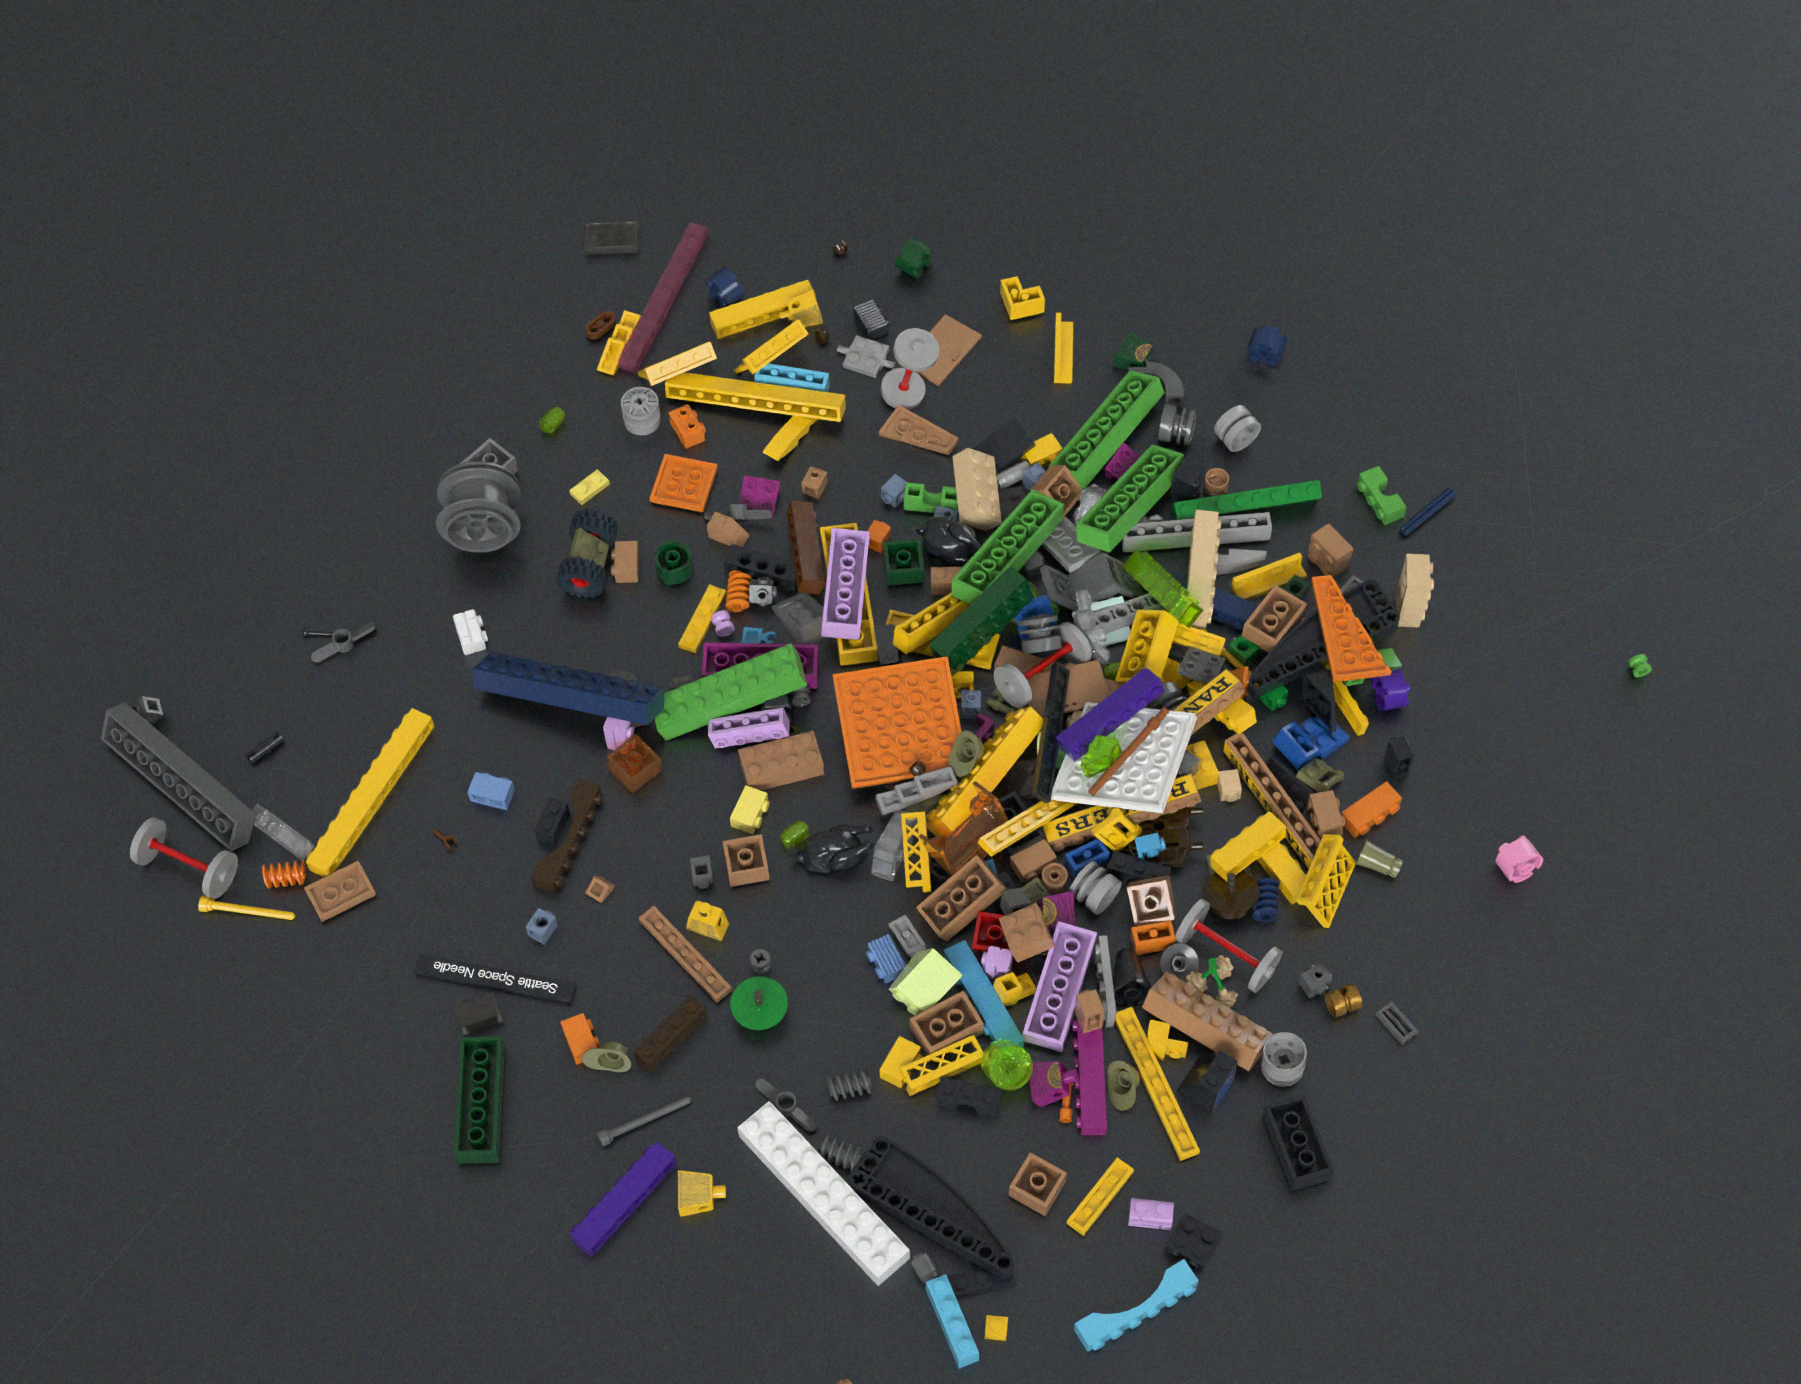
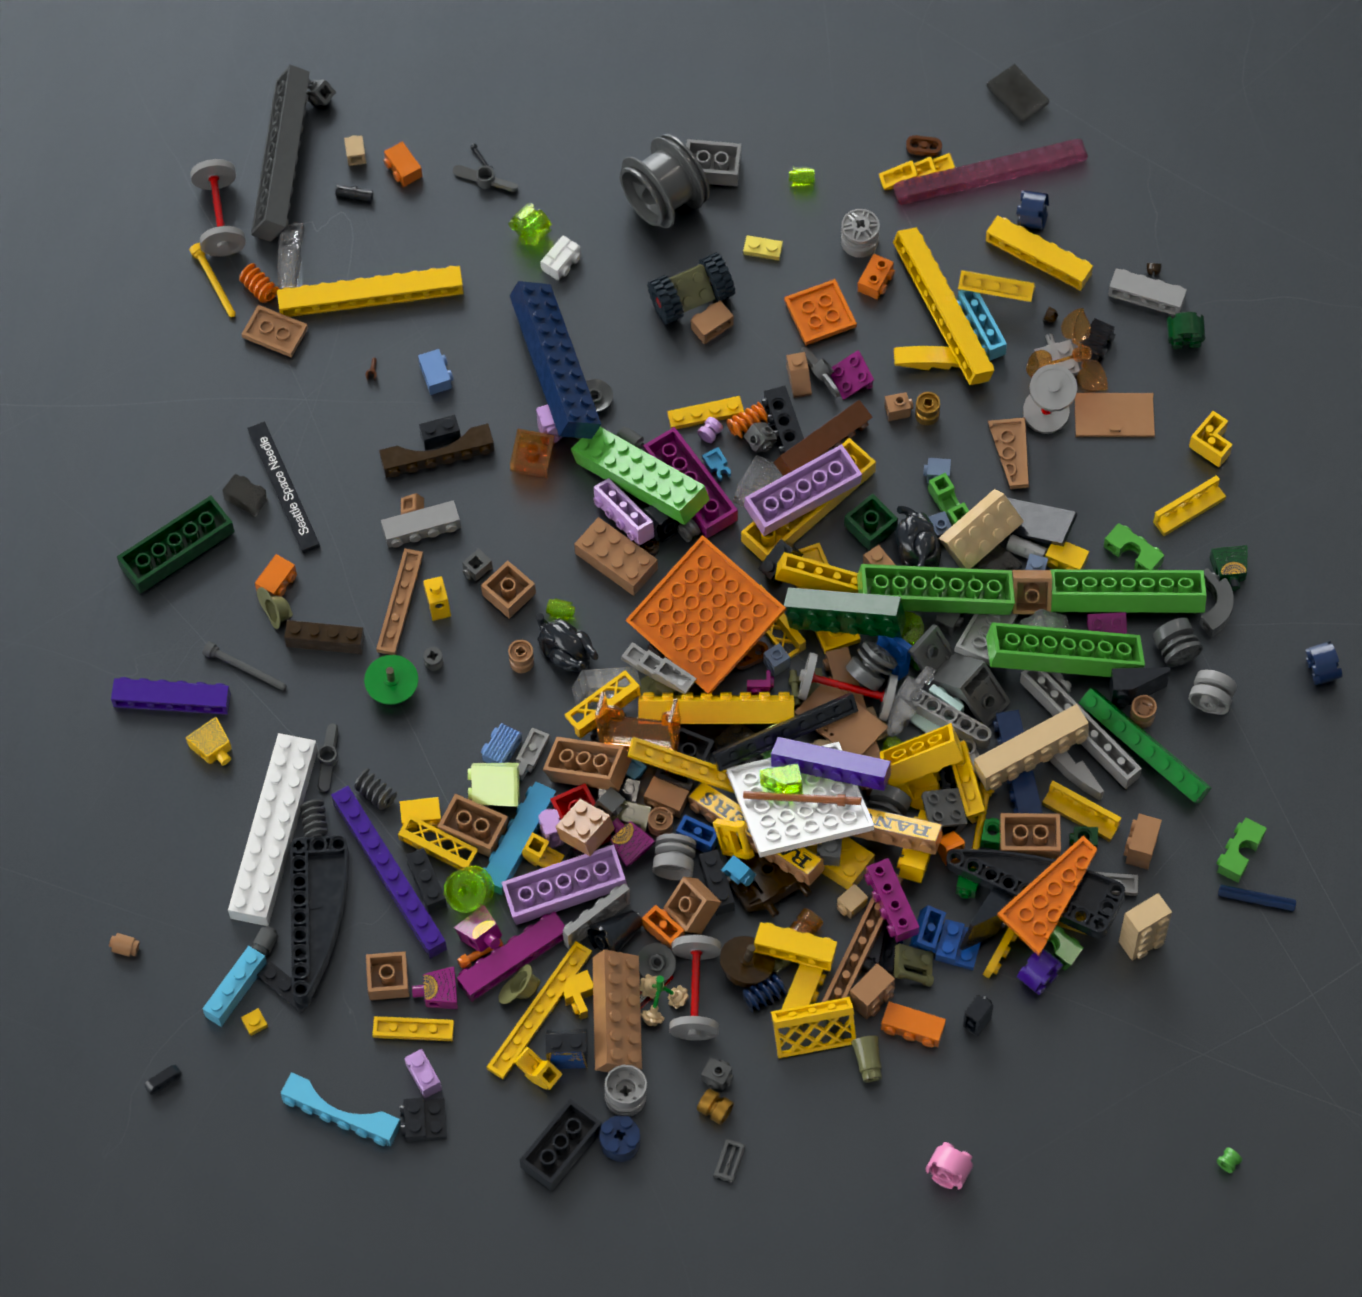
camera: 55 degrees right, 5 degrees up
(226, 720) = (355, 150): none -> tan brick
(273, 693) = (403, 164): none -> orange brick
(421, 632) = (530, 224): none -> clear neon green brick
(541, 933) = (343, 481): sand blue brick -> none
(625, 891) = (421, 524): none -> light grey brick
(673, 562) = (736, 356): dark green brick -> none
(678, 363) = (925, 227): yellow fence -> none
(749, 810) = (557, 562): light yellow brick -> none
(803, 308) = (1060, 284): yellow torso -> none
(815, 890) = (521, 656): none -> medium nougat wheel
(835, 462) = (927, 408): none -> pearl gold wheel
(855, 322) = (1074, 327): none -> clear orange plant
(858, 263) = (1147, 292): none -> light grey brick
(879, 533) = (884, 486): orange brick -> none
(917, 768) = (674, 655): dark brown hinge -> none
(936, 1122) = (389, 872): none -> dark purple brick
(965, 753) = (715, 680): olive piece -> none
(1056, 407) = (1123, 539): none -> bright green arch
(1079, 1150) = (438, 989): none -> magenta torso
(1089, 1010) = (552, 916): medium nougat brick -> none
(1162, 588) = (985, 729): clear neon green brick -> none
(1216, 1117) = (536, 1070): none -> yellow brick
(1225, 828) = (807, 922): none -> clear orange wheel
(1260, 749) = (892, 900): none -> magenta brick
(1327, 1082) = (620, 1127): none -> dark blue brick

